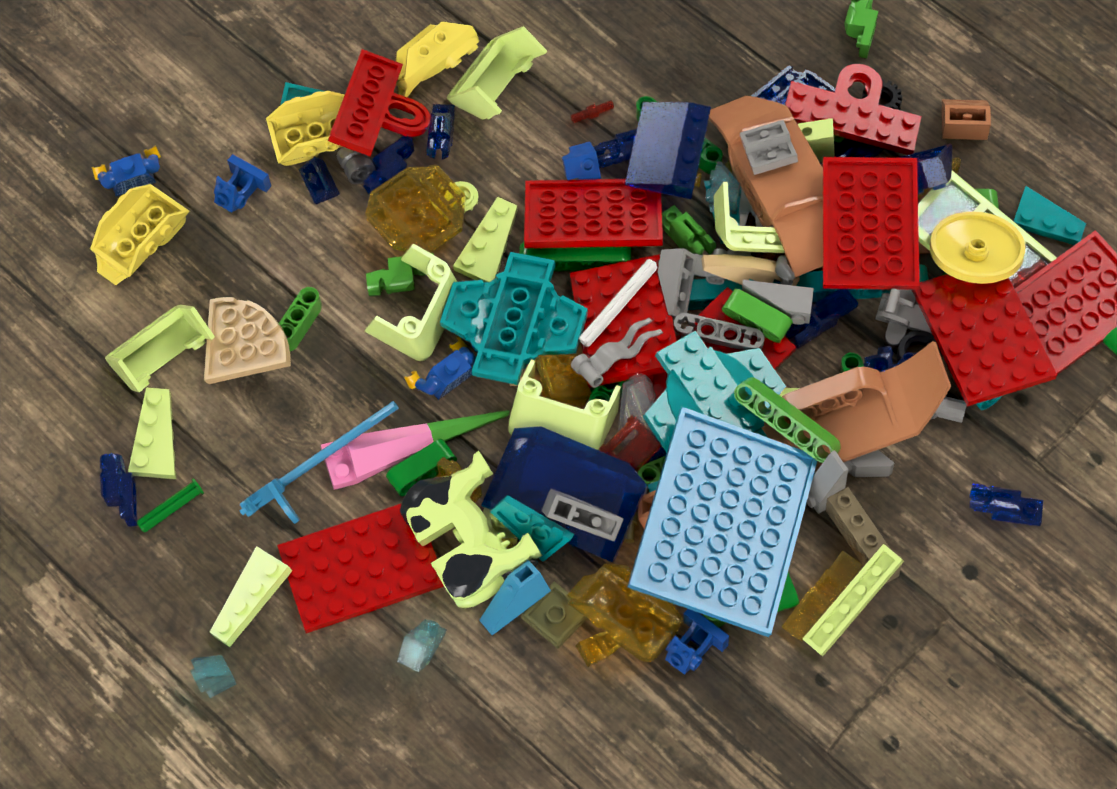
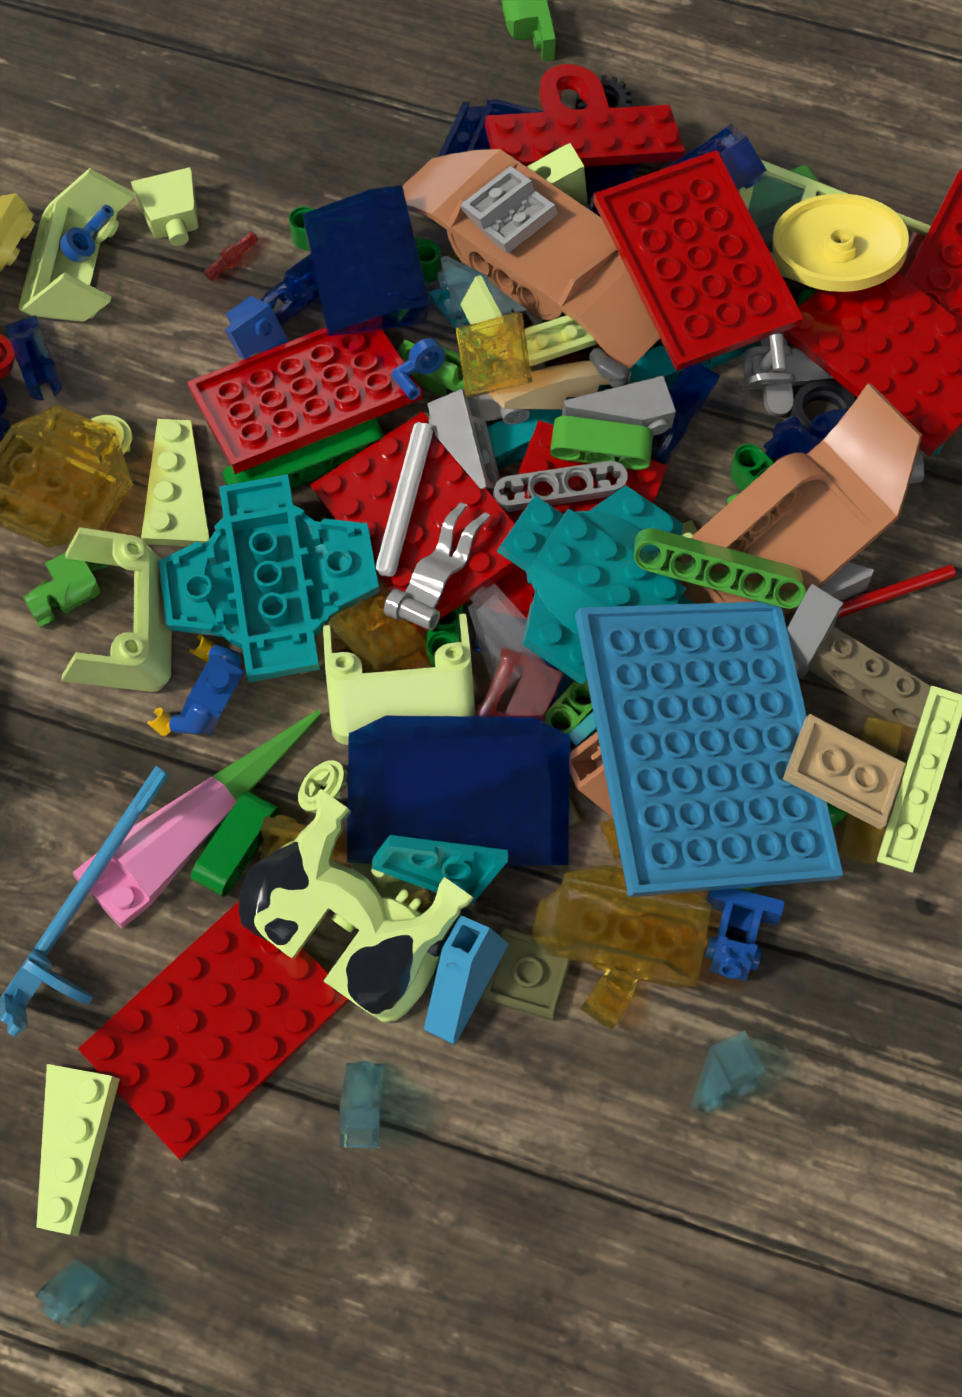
camera: 30 degrees left, 5 degrees up
(491, 452) = (325, 774): none -> yellowish green gear
(504, 67) = (79, 242): none -> blue plate
(569, 65) = (168, 204): none -> yellowish green torso
(581, 515) = (503, 818): light grey slope -> none
(643, 718) = (727, 1069): none -> clear light blue slope
(674, 221) = (424, 358): none -> blue plate
(711, 234) = (494, 355): none -> clear yellow tile
(804, 574) = (844, 771): none -> tan tile
(903, 483) = (897, 590): none -> red bar
(965, 119) = (723, 90): nougat slope -> none
(1047, 219) = (887, 178): teal wing -> none

